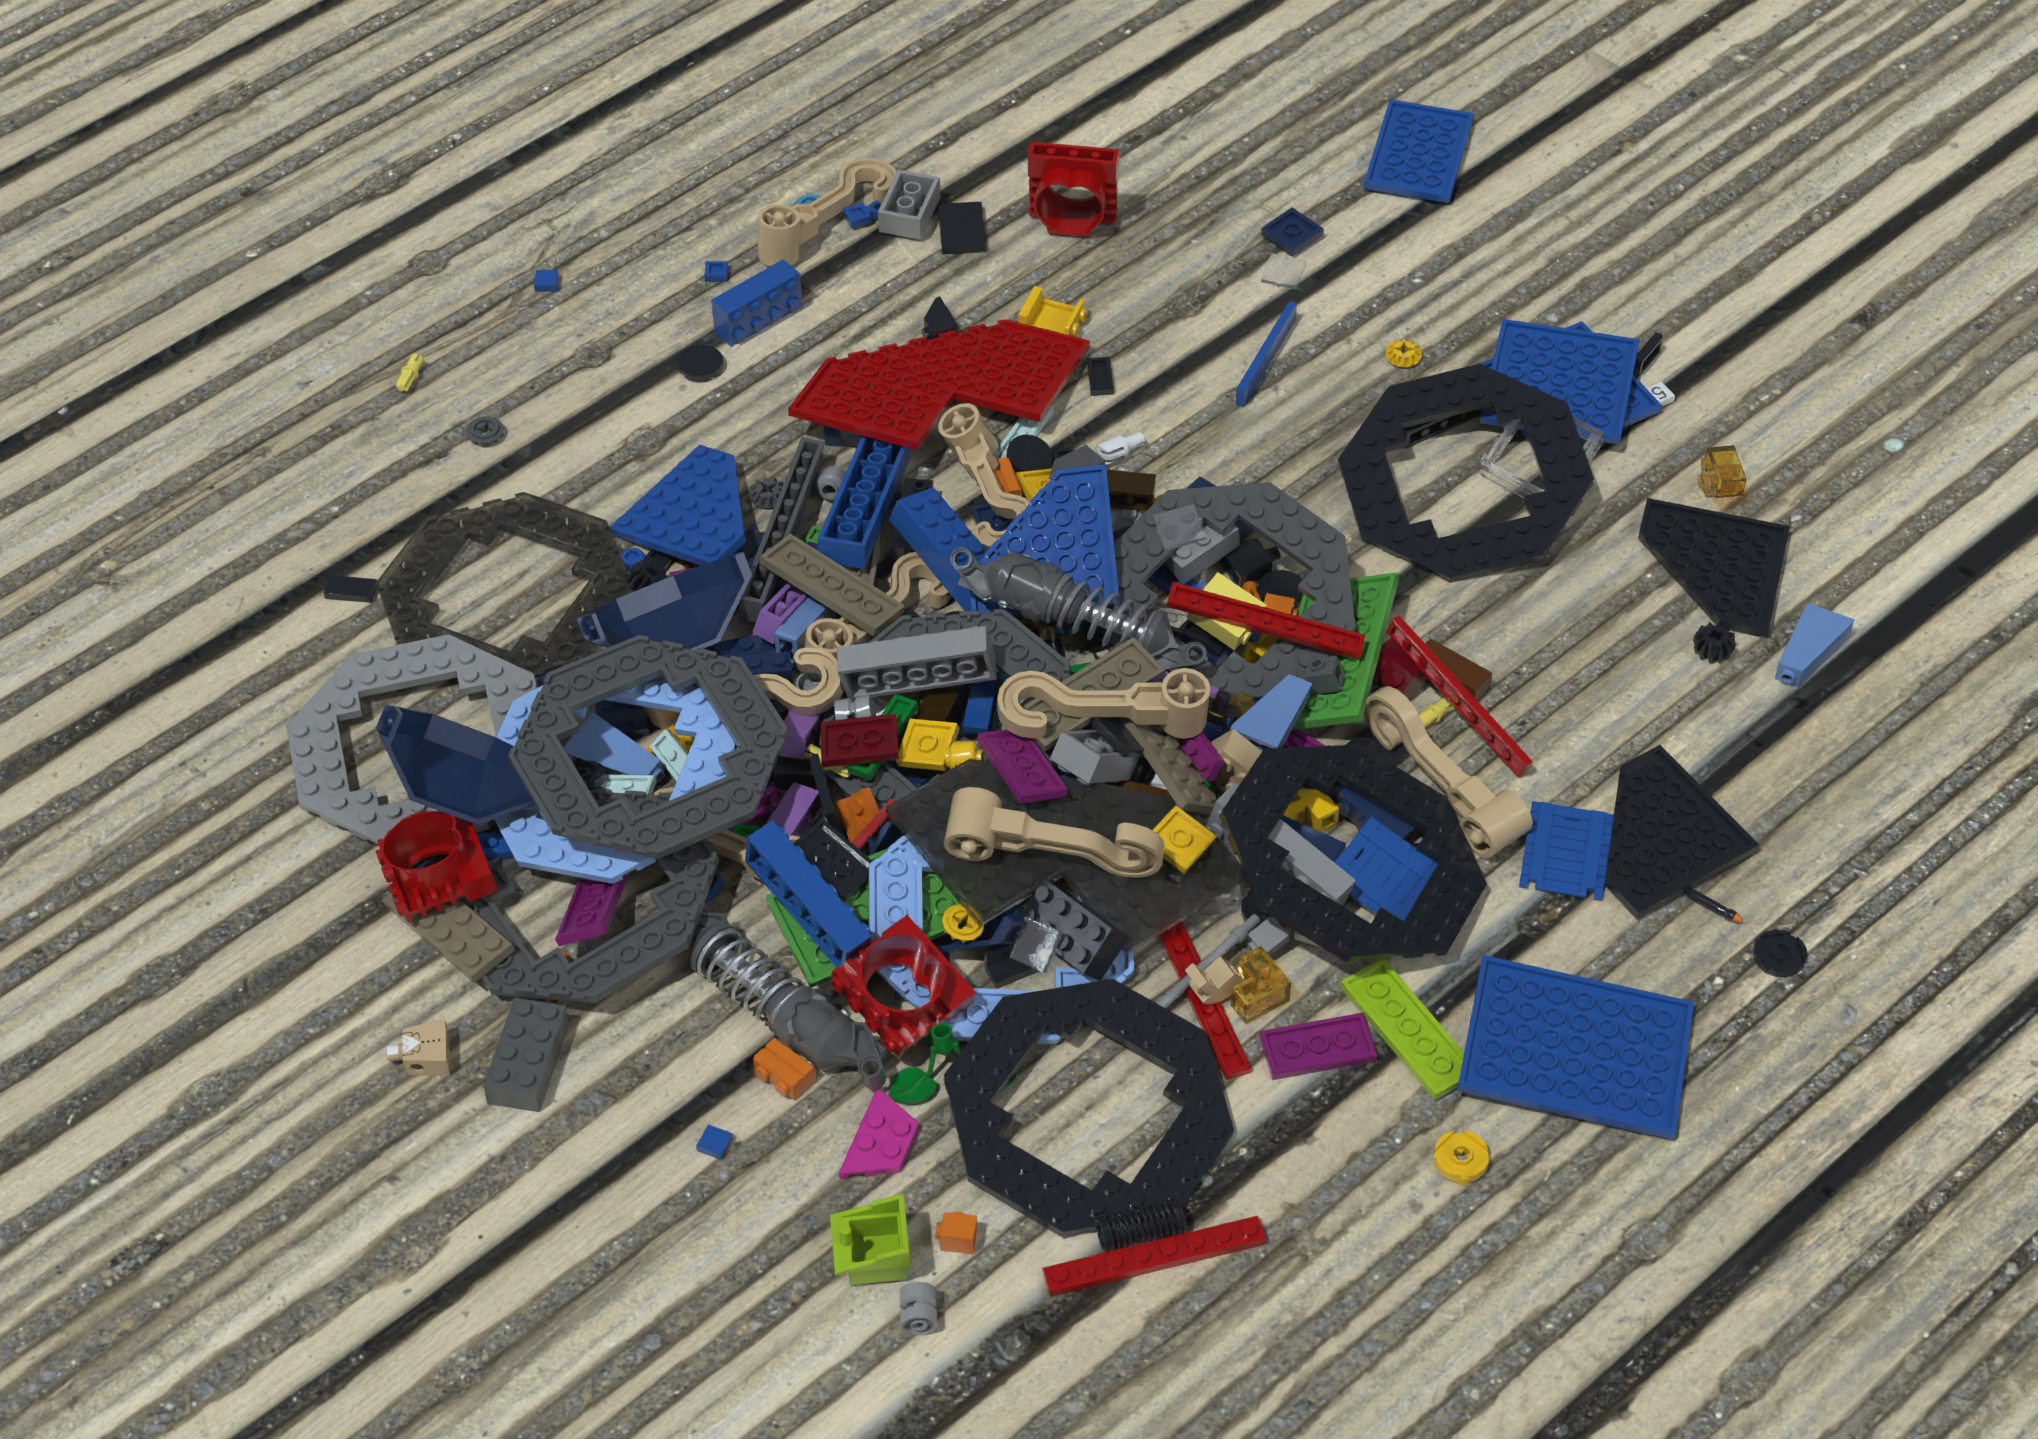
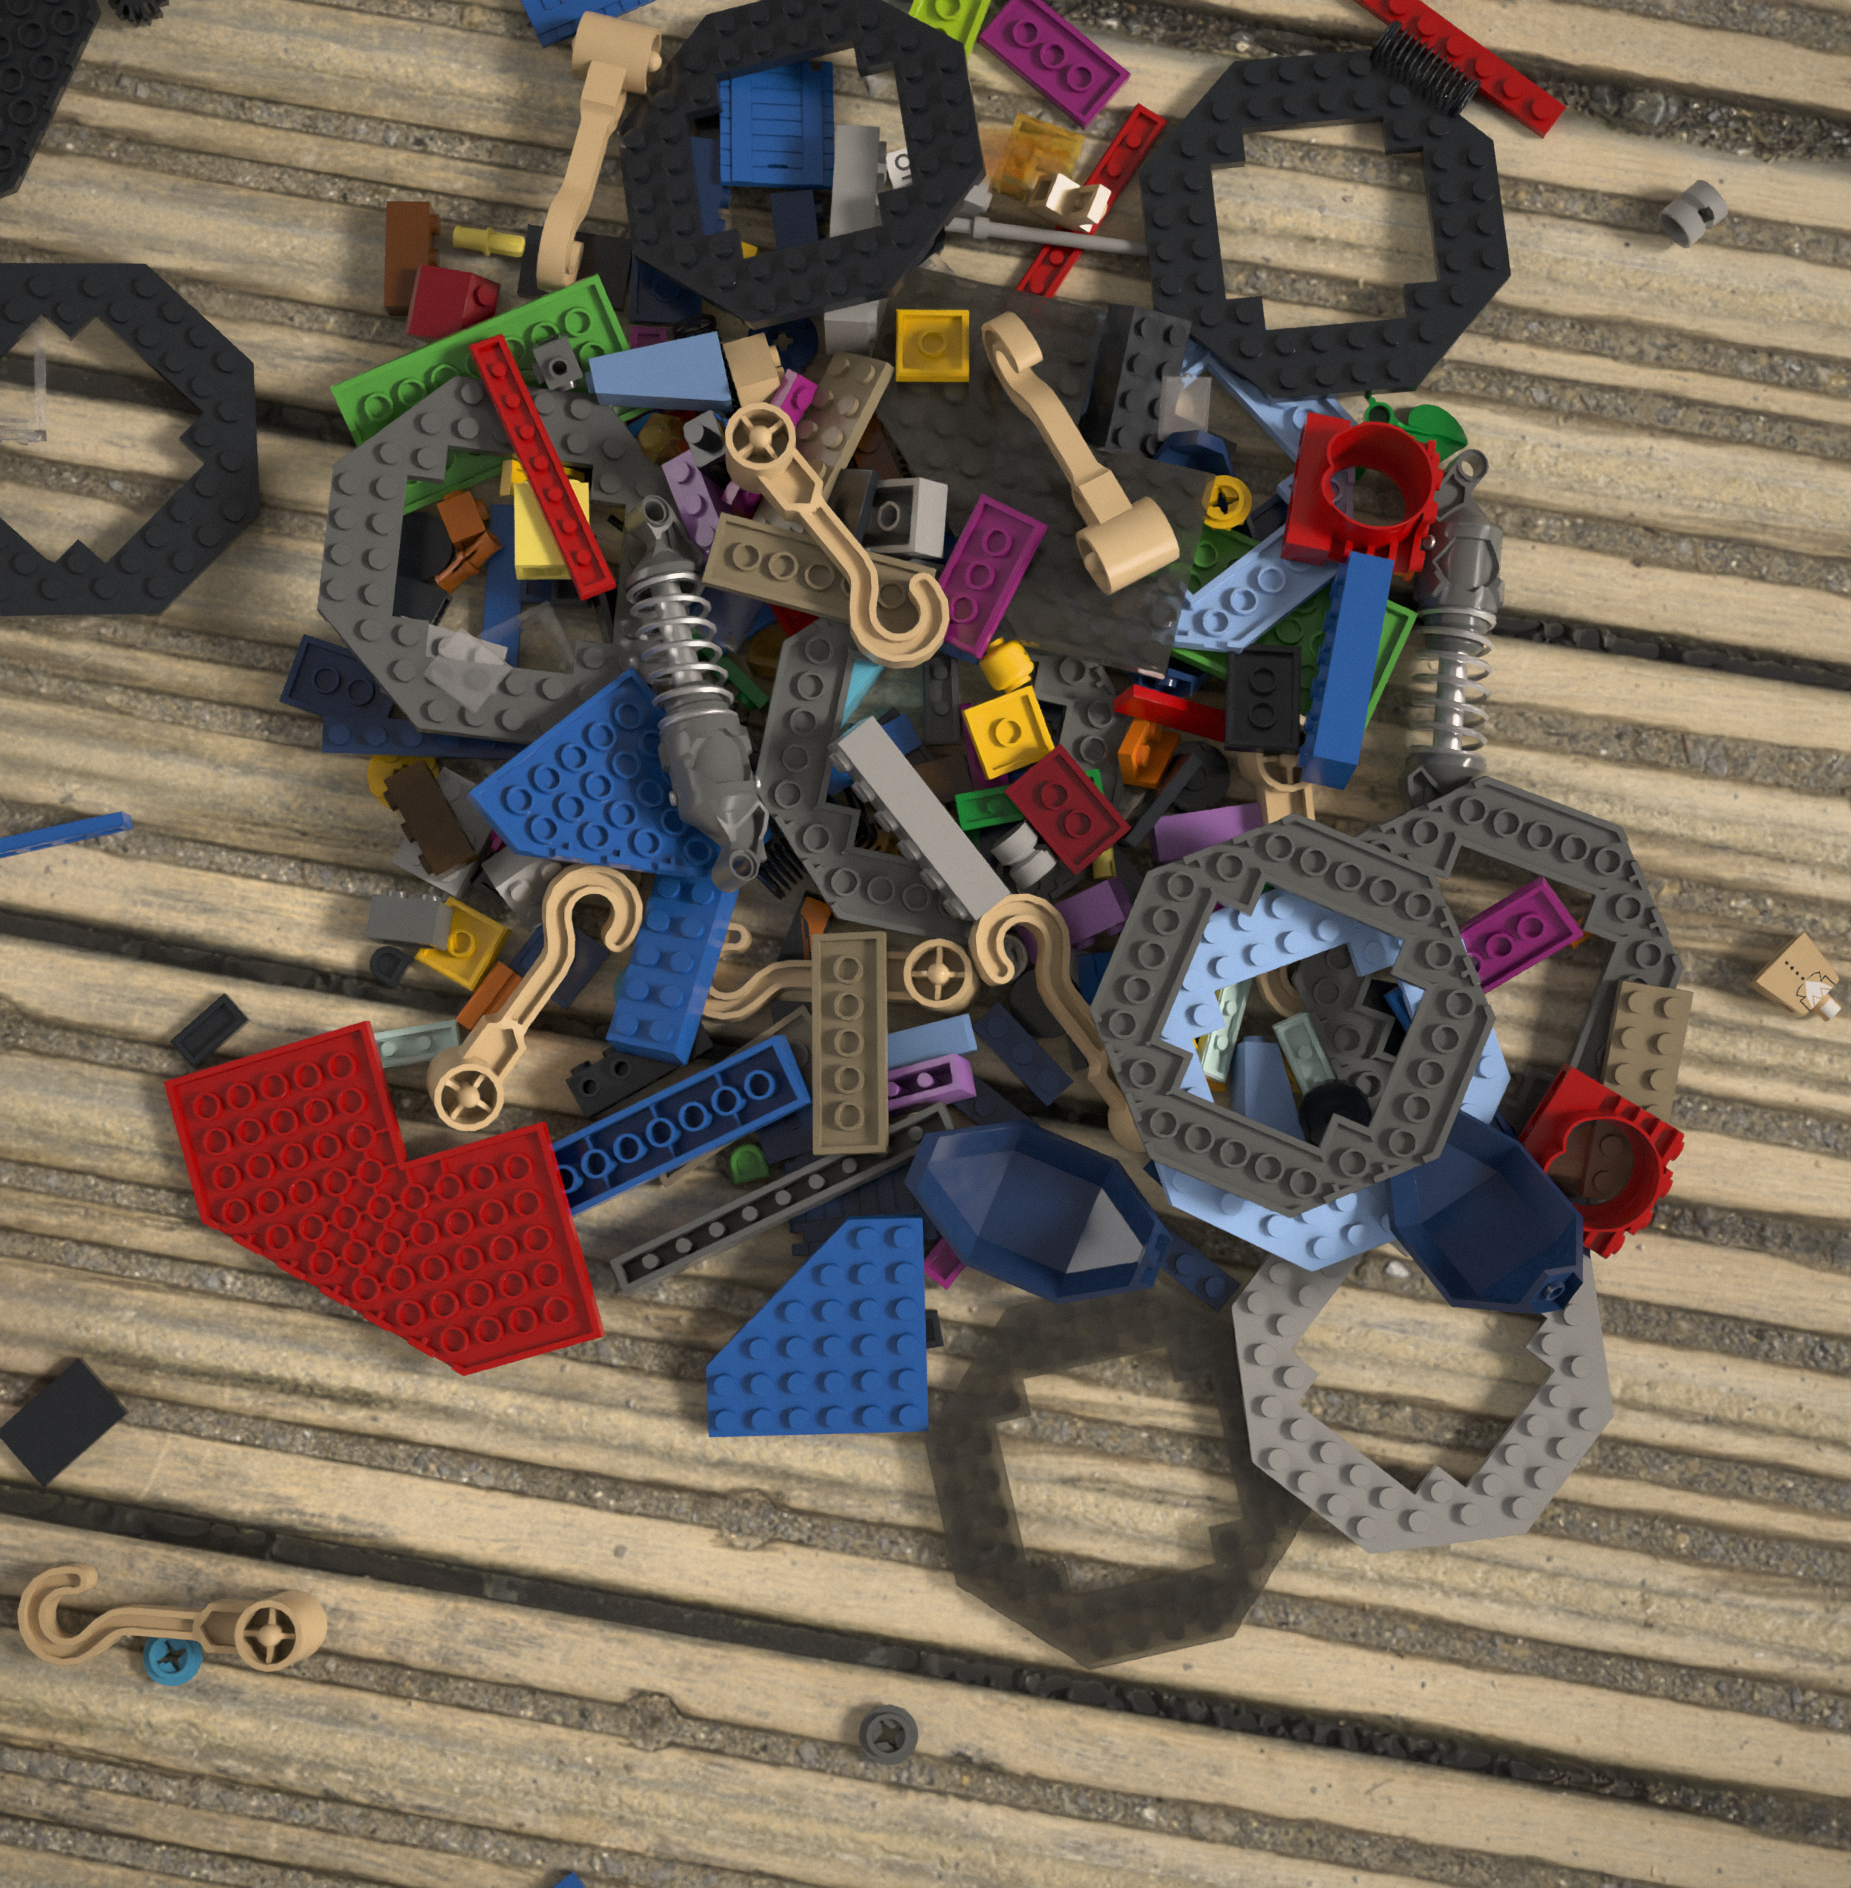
camera: 125 degrees left, 35 degrees up
(350, 588) = (1258, 1667): black tile -> none
(526, 1055) = (1721, 862): dark grey brick -> none
(631, 556) = (950, 1362): blue tile -> none
(644, 574) = (981, 1302): black gear -> none
(700, 363) = (565, 1560): black tile -> none
(714, 1142) = (1658, 583): blue tile -> none
(716, 271) = (384, 1684): blue tile -> none
(756, 302) = (420, 1559): blue brick -> none
(762, 498) = (736, 1277): dark grey gear -> none
(784, 1069) = (1524, 572): orange brick -> none
(830, 482) = (652, 1211): light grey head -> none
(860, 214) = (141, 1575): blue plate -> none
(872, 1242) = (1672, 301): lime piece -> none
(881, 1139) = (1522, 414): dark pink wing -> none
(909, 204) = (80, 1515): light grey brick -> none
(938, 320) = (274, 1300): black slope -> none
(957, 1232) = (1574, 246): orange brick -> none
(1029, 453) = (423, 1006): black tile -> none
(1052, 314) = (149, 1167): yellow panel -> none
(1119, 447) = (327, 907): white arm -> none
(1459, 696) = (464, 204): red tile -> none

